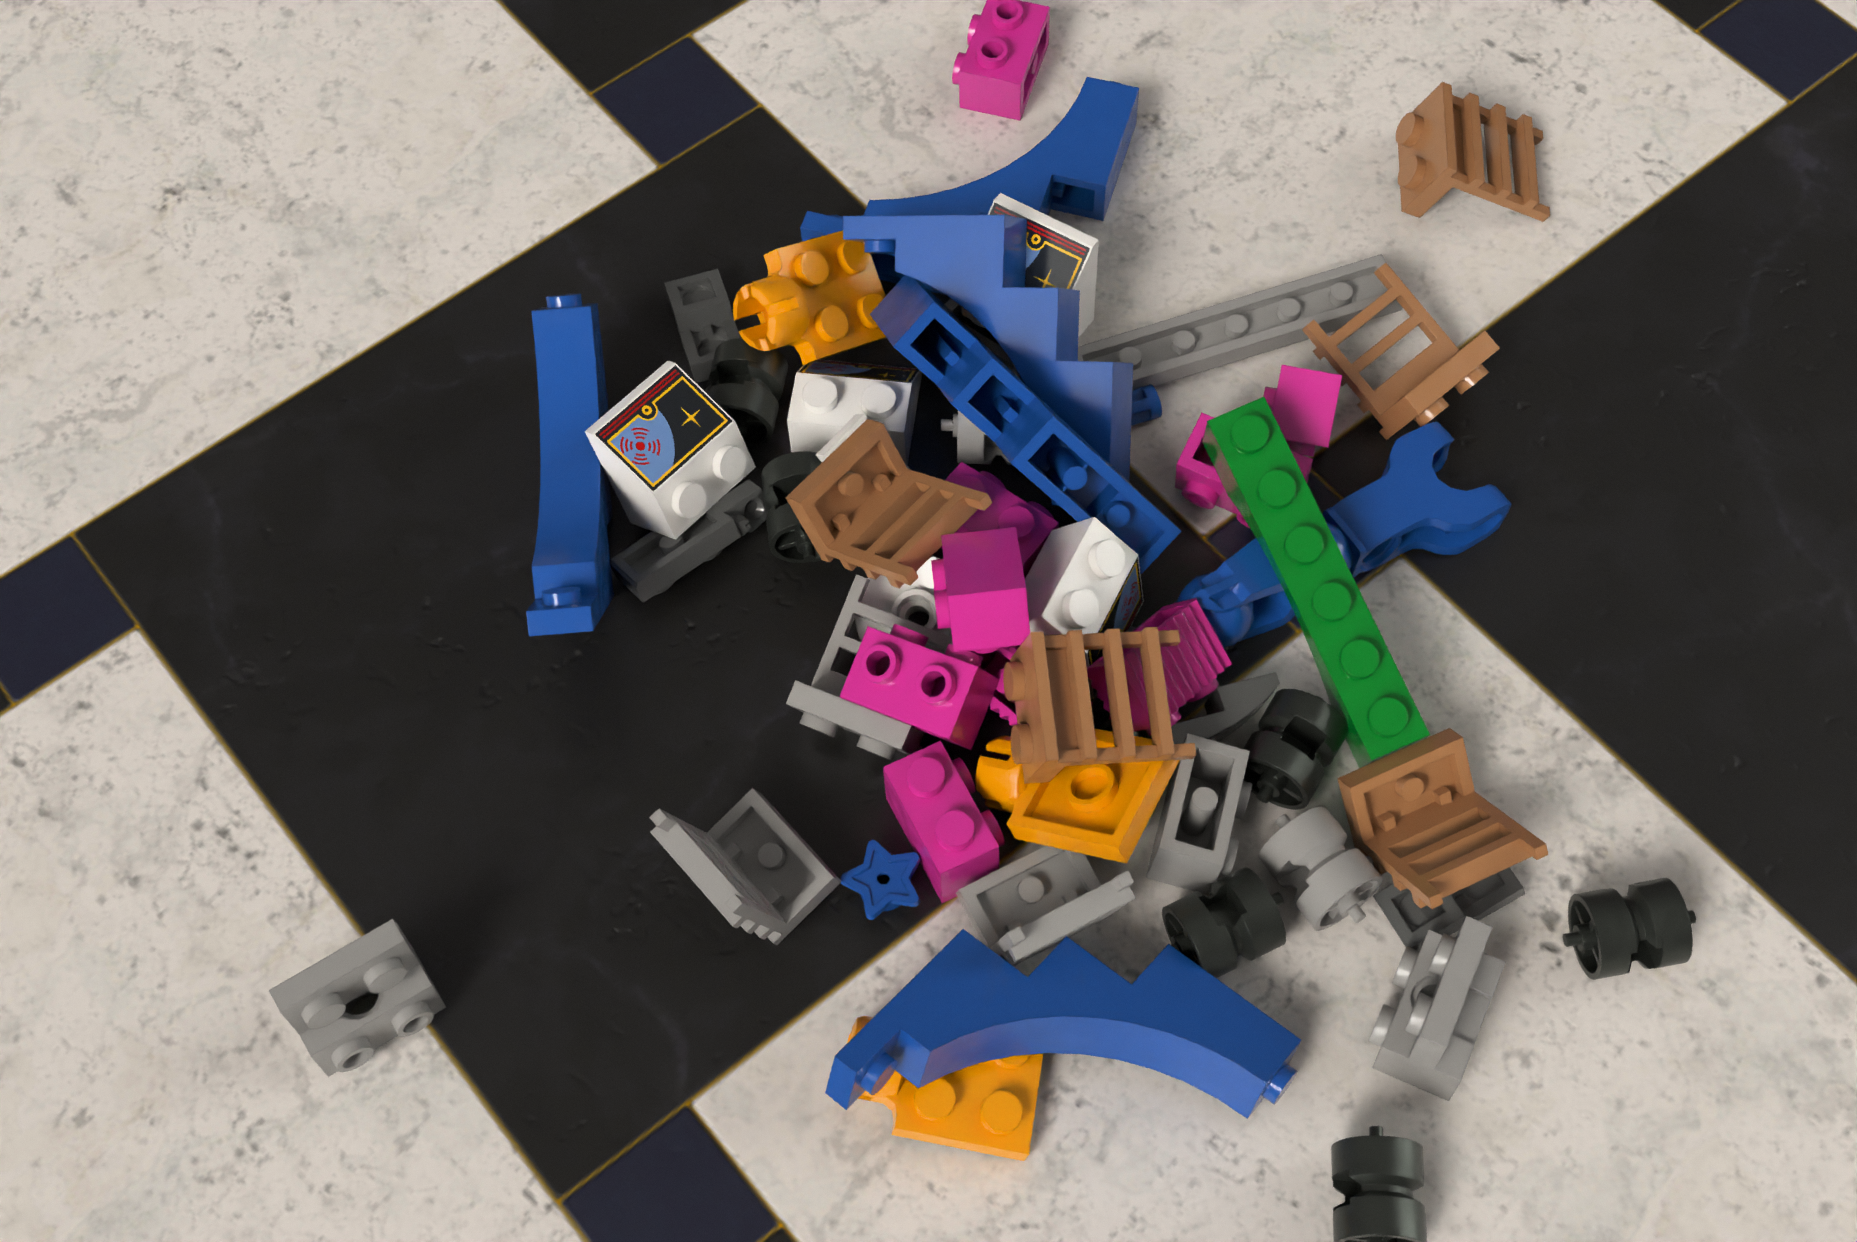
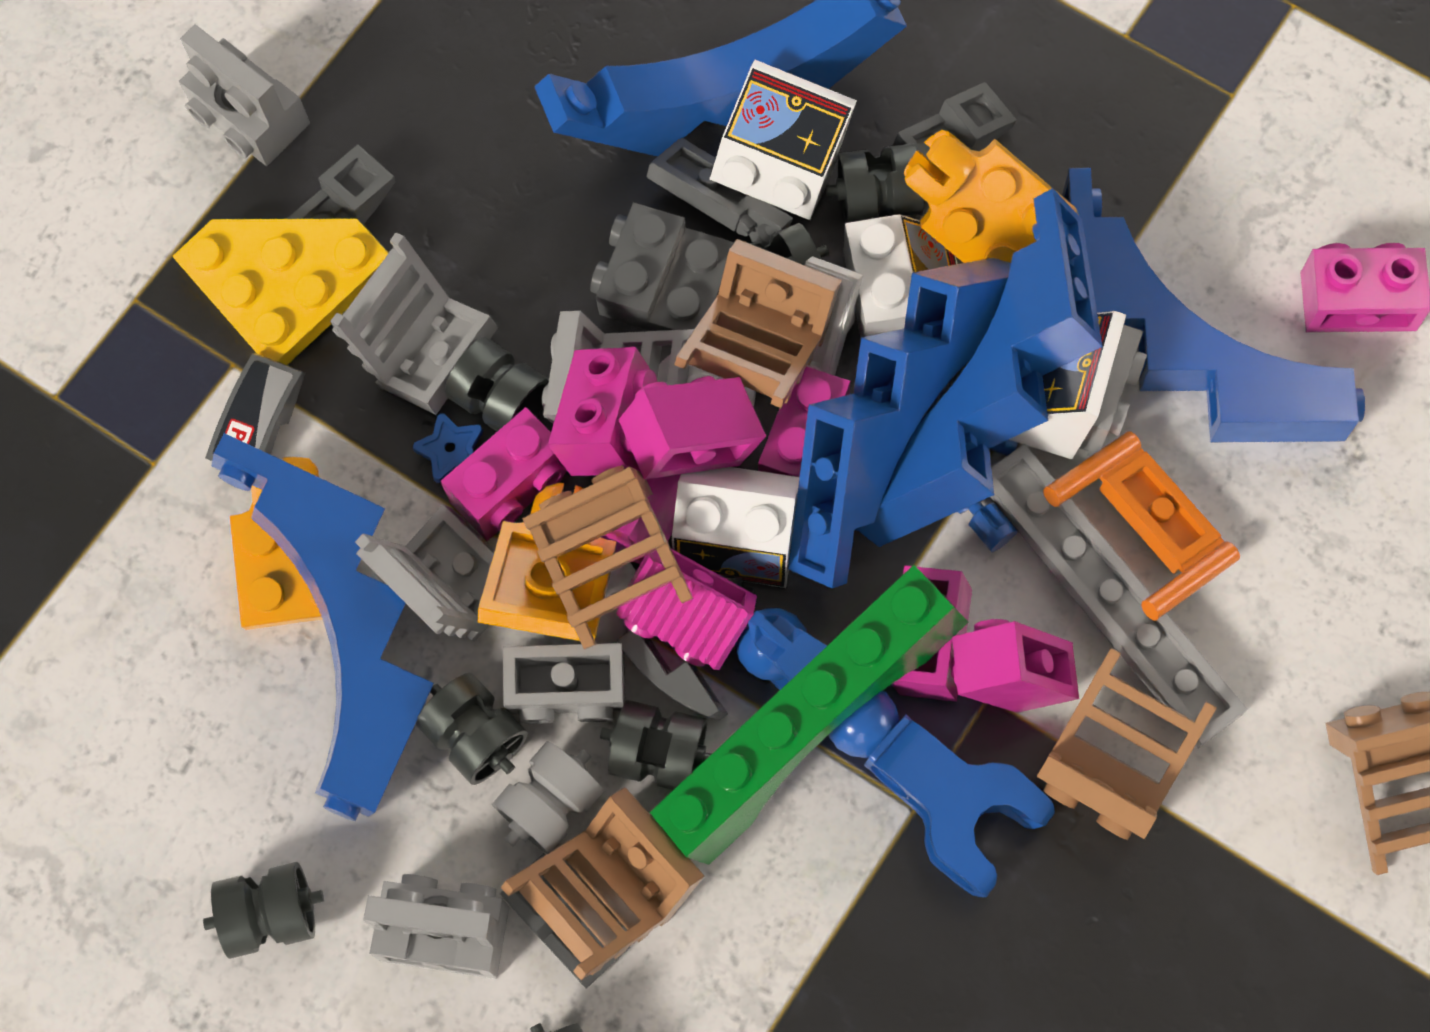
camera: 75 degrees right, 10 degrees up
(539, 927) = (349, 189): none -> dark grey slope
(606, 1011) = (281, 276): none -> yellow plate
(758, 621) = (659, 271): none -> dark grey plate
(770, 1079) = (259, 404): none -> slope
(857, 793) = (491, 383): none -> pearl dark grey wheel
(1176, 268) = (1157, 513): none -> orange plate

